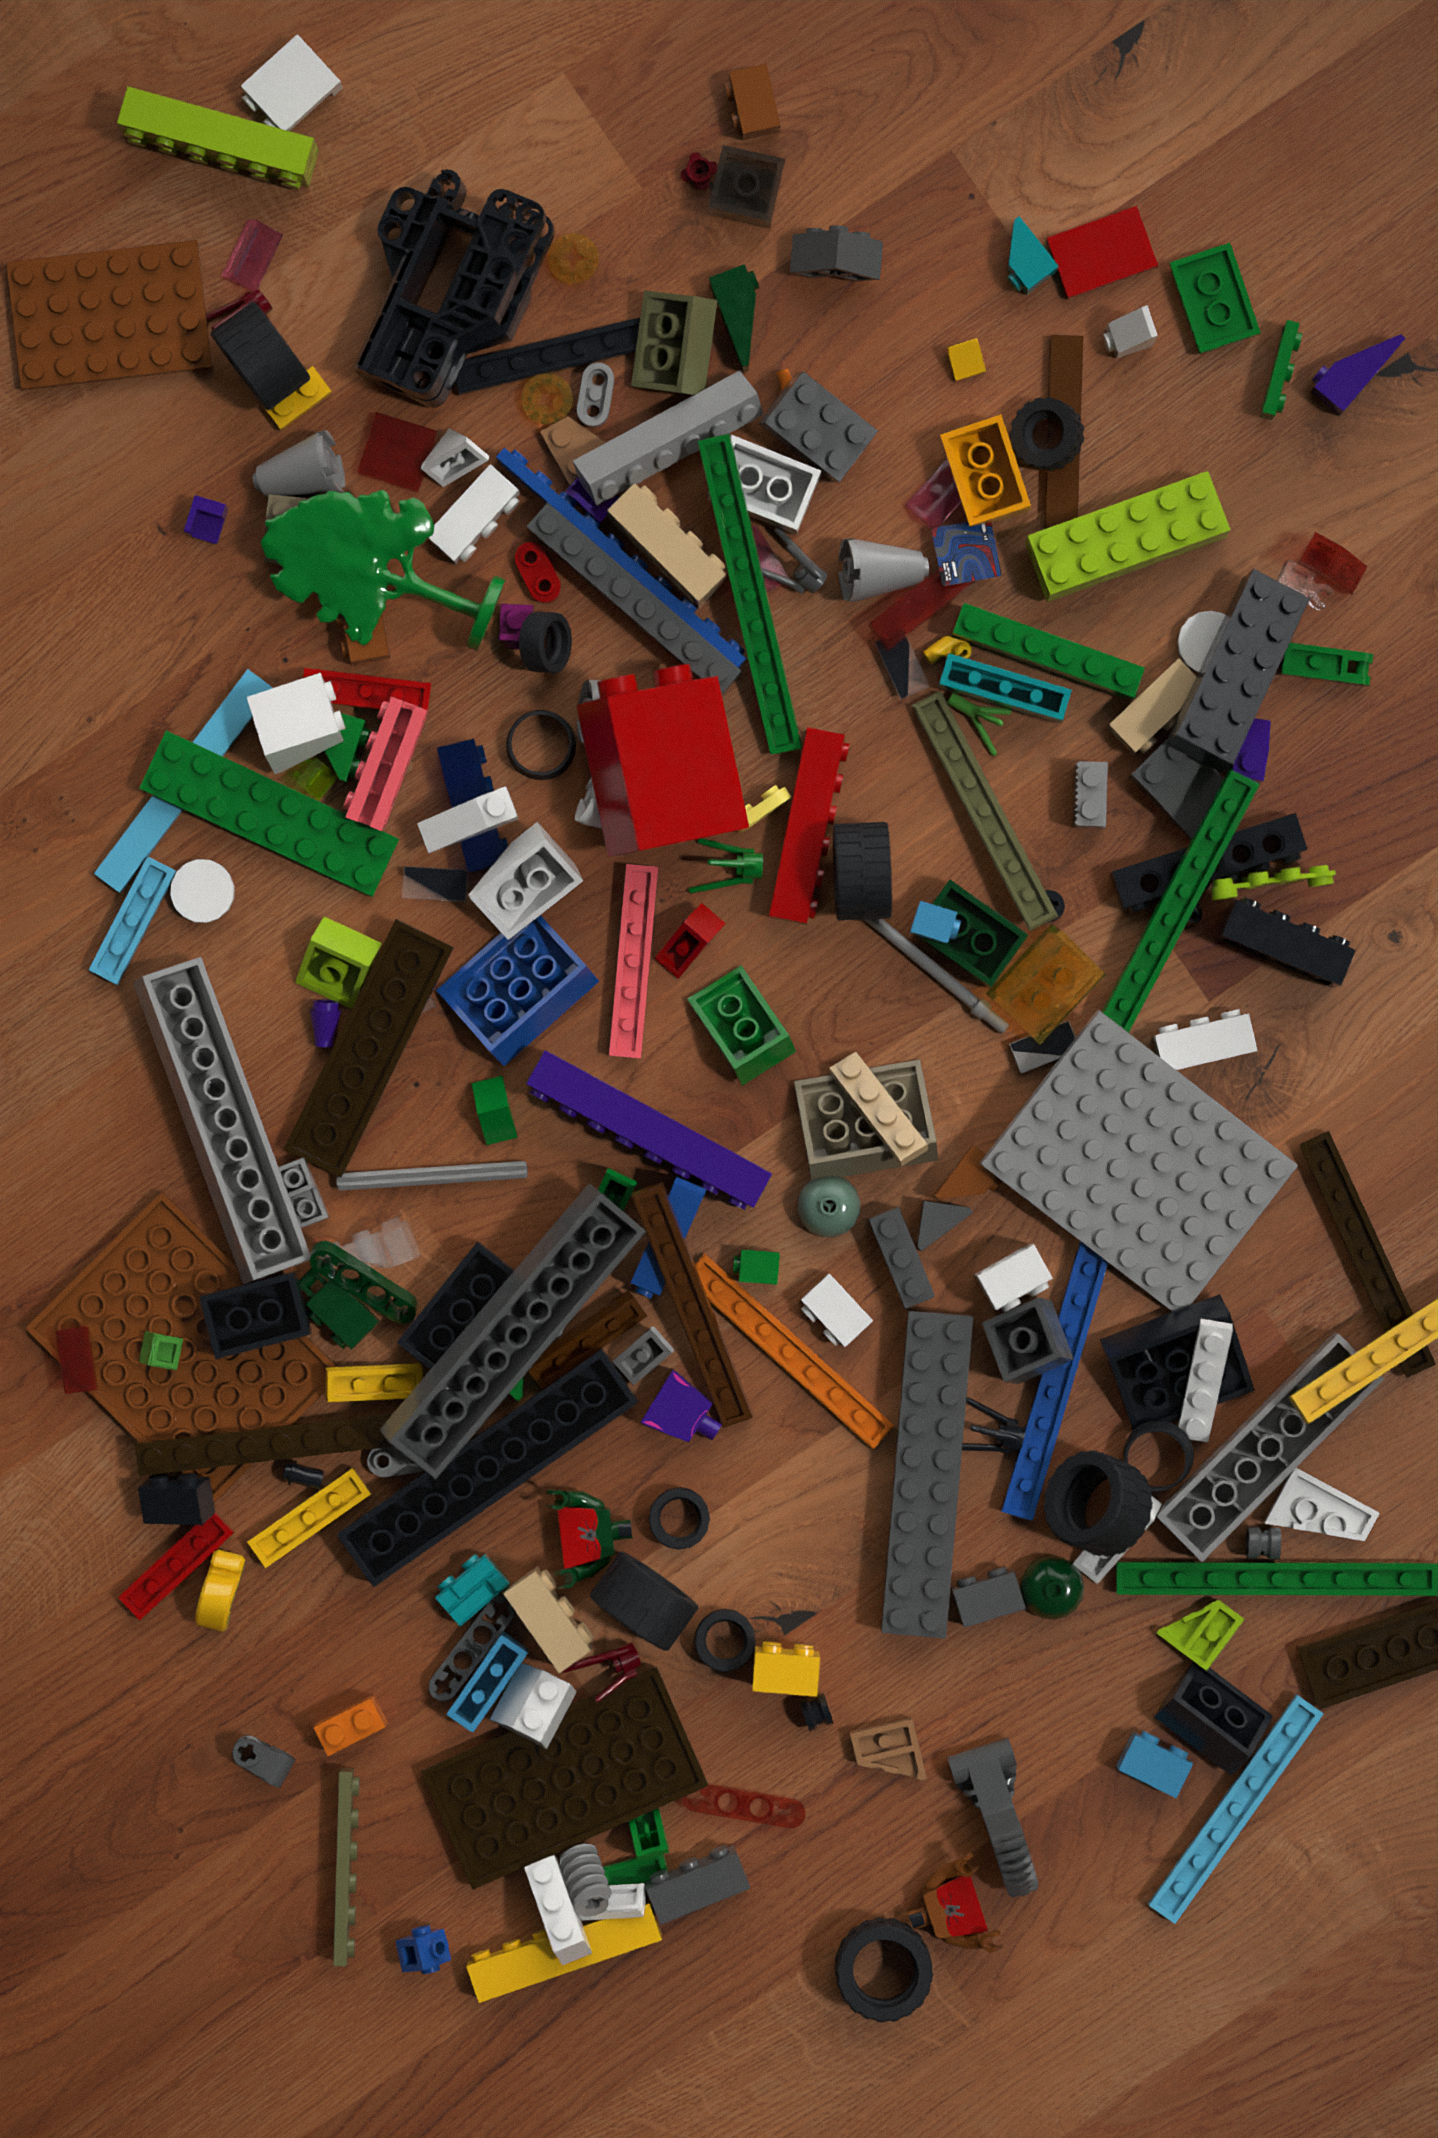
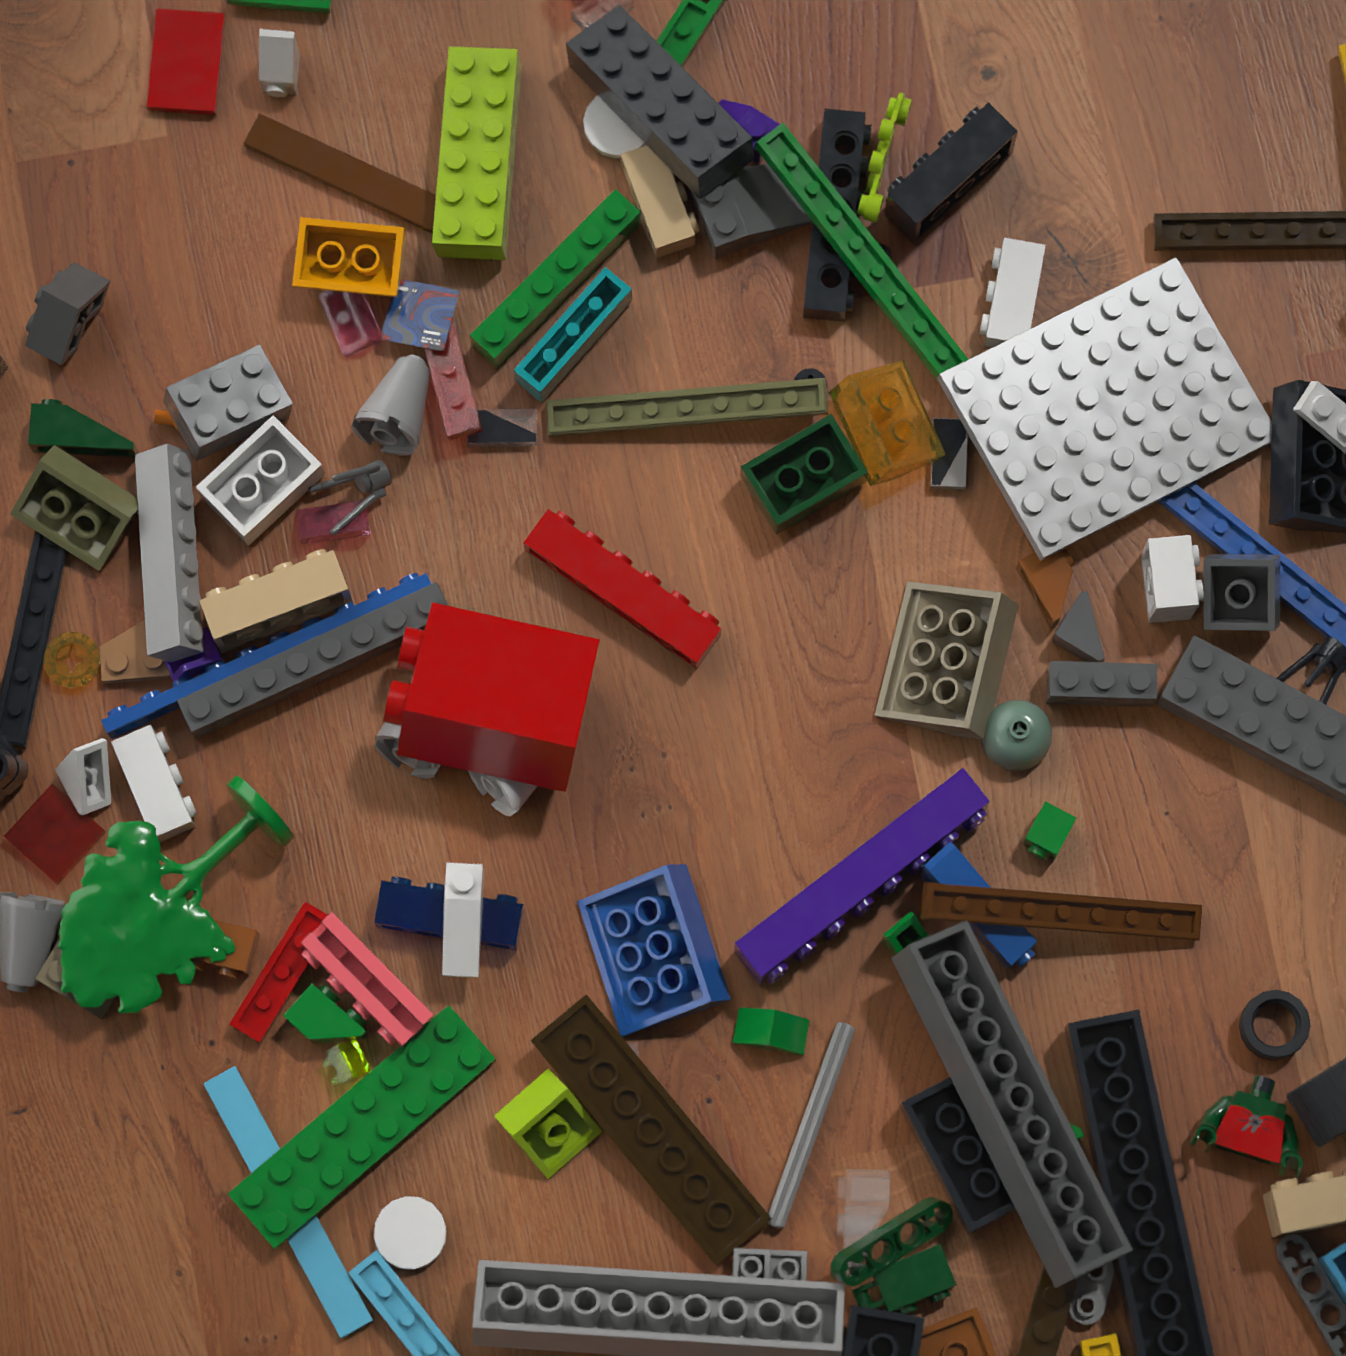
camera: 65 degrees left, 10 degrees down
(206, 519) = (30, 1058): dark purple panel -> none
(296, 721) = (281, 1051): white slope -> none
(325, 1020) = (602, 1164): dark purple cone -> none
(371, 1382) = (1000, 1278): yellow plate -> none
(435, 884) = (511, 989): black tile -> none
(471, 1589) = (1259, 1271): teal brick -> none
(511, 621) = (286, 791): magenta bracket -> none
(525, 881) = (551, 891): white slope -> none
(532, 642) = (317, 765): black tyre -> none
(537, 572) = (242, 746): red plate -> none
(548, 774) = (428, 852): black tyre -> none
(587, 1339) = (1049, 1034): reddish brown plate -> none
(595, 396) = (92, 610): light grey plate -> none
(633, 961) = (681, 821): coral plate -> none
(643, 1355) = (1090, 985): light grey slope -> none
(681, 1410) = (1163, 974): dark purple torso -> none
(690, 940) = (686, 755): red slope -> none
(742, 1025) = (795, 740): green slope -> none
(748, 865) = (633, 666): green plant -> none
(750, 593) = (363, 538): green plate -> none
(771, 801) = (580, 611): light yellow plate -> none
(792, 1353) = (1156, 836): orange tile -> none
(835, 1310) = (1128, 773): white brick -> none
(862, 871) = (694, 548): black tyre -> none
(878, 1109) = (941, 638): tan plate -> none
(935, 923) = (779, 496): dark azure brick -> none
(947, 645) = (505, 377): yellow arm -> none
(966, 359) = (228, 235): yellow slope -> none
(980, 1008) = (881, 499): light grey bar -> none
(983, 712) = (587, 367): bright green plant -> none
(1023, 428) = (363, 173): black tyre -> none
(1028, 260) = (157, 132): teal slope -> none
(1090, 795) = (717, 299): light grey brick -> none

